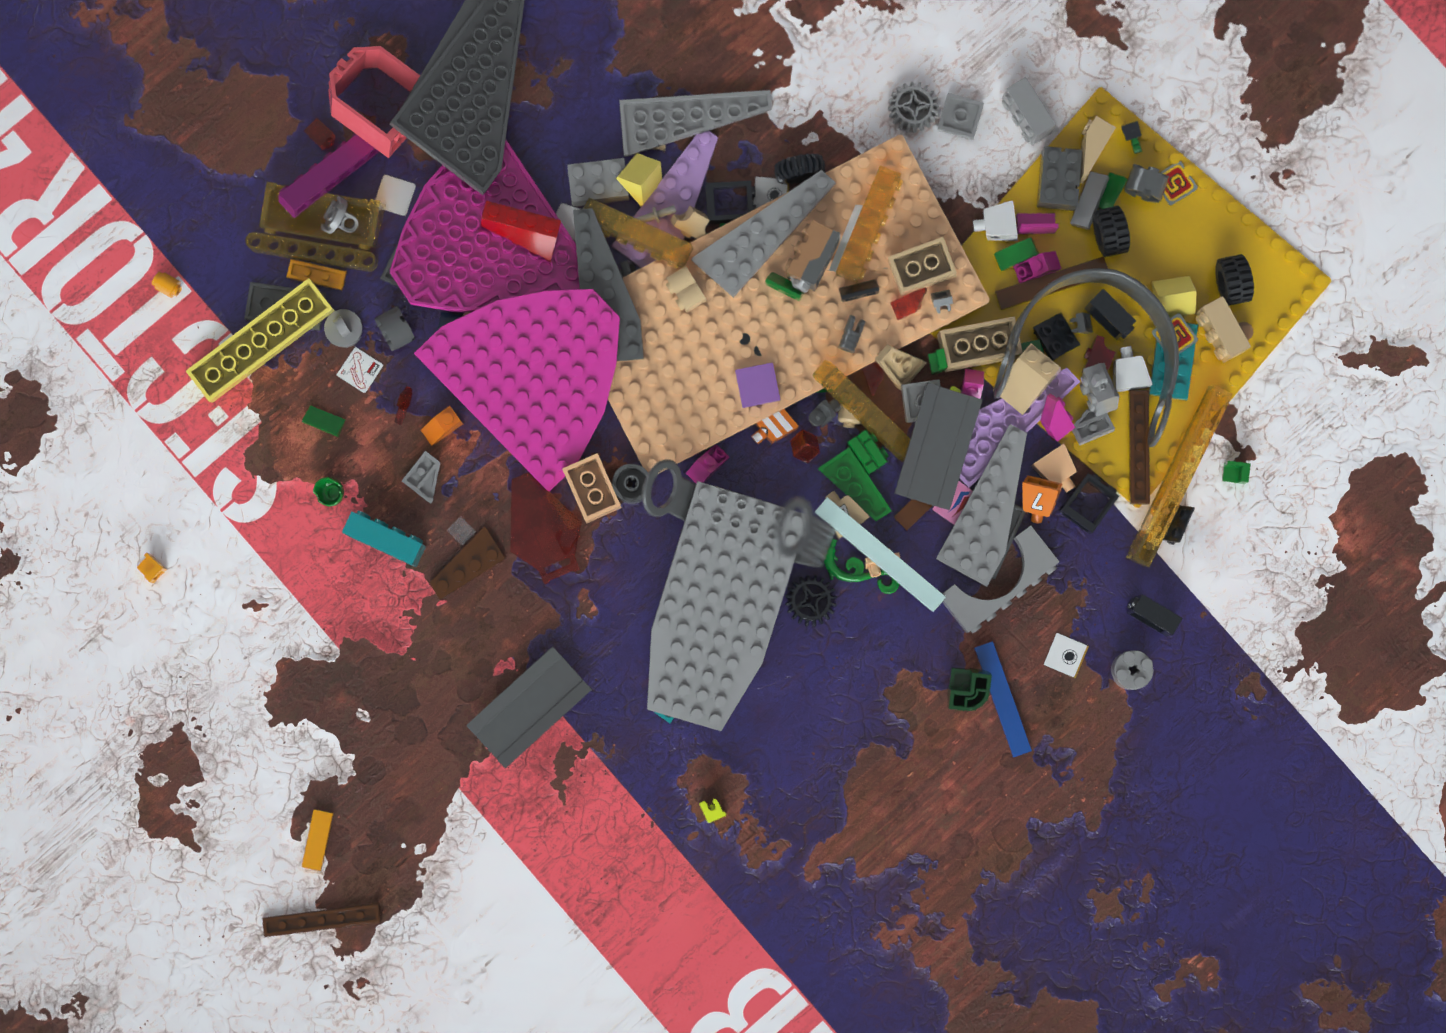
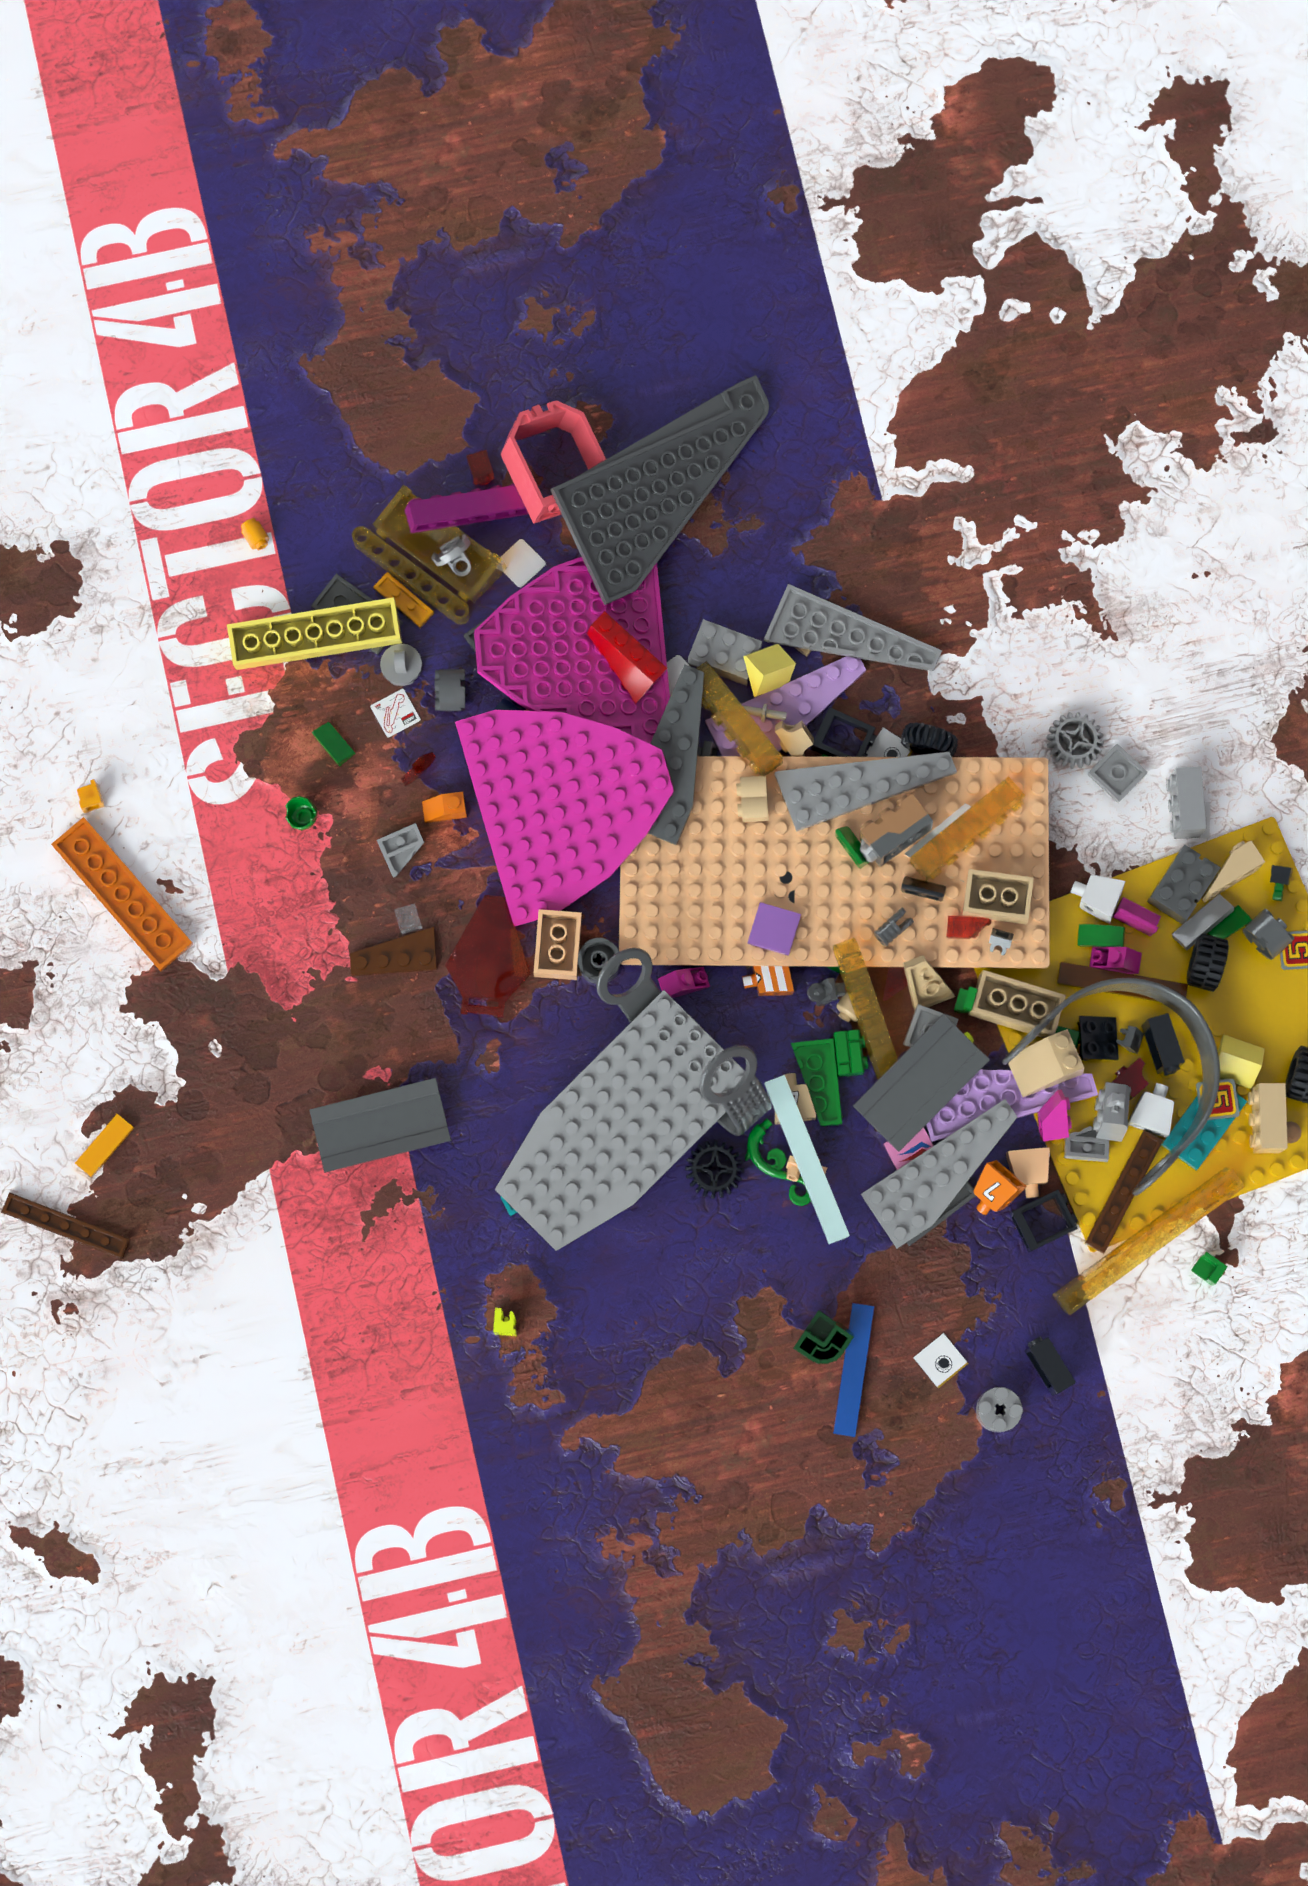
camera: 30 degrees right, 5 degrees down
(220, 632) = (122, 894): none -> orange plate
(384, 539) = (332, 891): teal brick -> none
(805, 446) = (790, 1015): clear red panel -> none
(911, 513) = (861, 1137): reddish brown slope -> none
(973, 383) = (990, 1040): dark pink slope -> none
(1036, 561) = (960, 1251): light grey arch -> none
(1178, 525) = (1121, 1288): black hinge -> none

